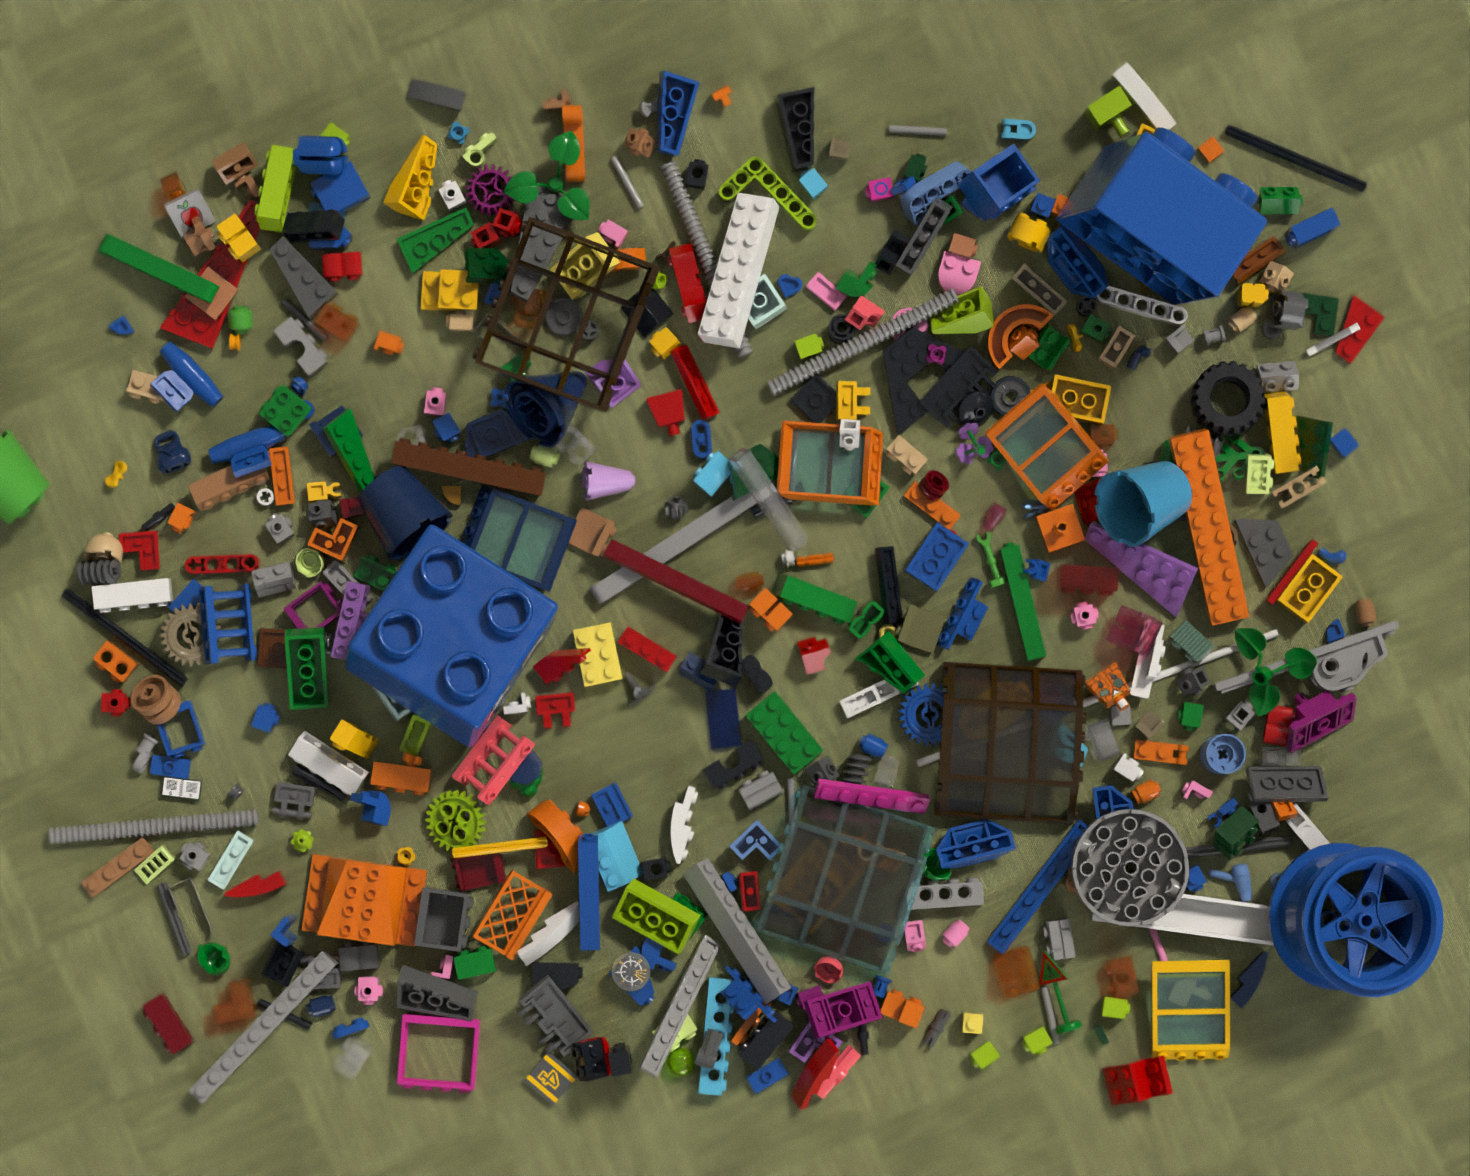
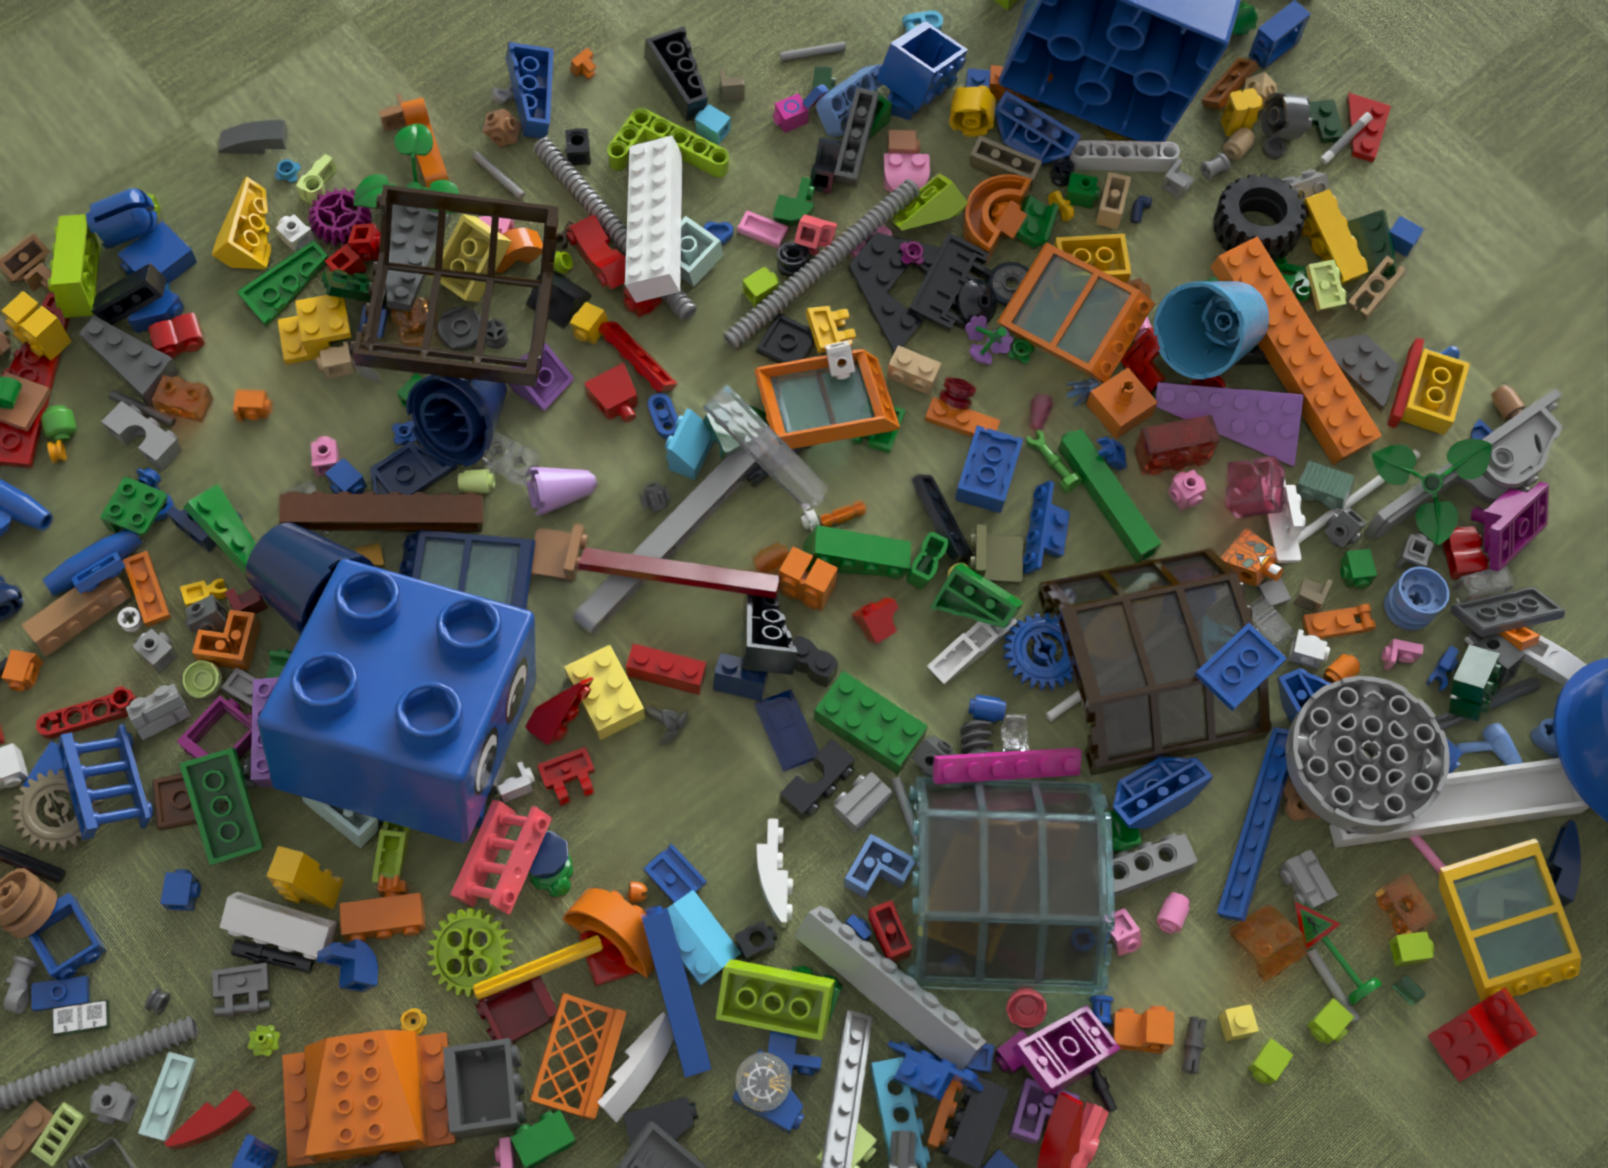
camera: 20 degrees left, 20 degrees down
(1057, 782) = (1240, 666): none -> blue plate

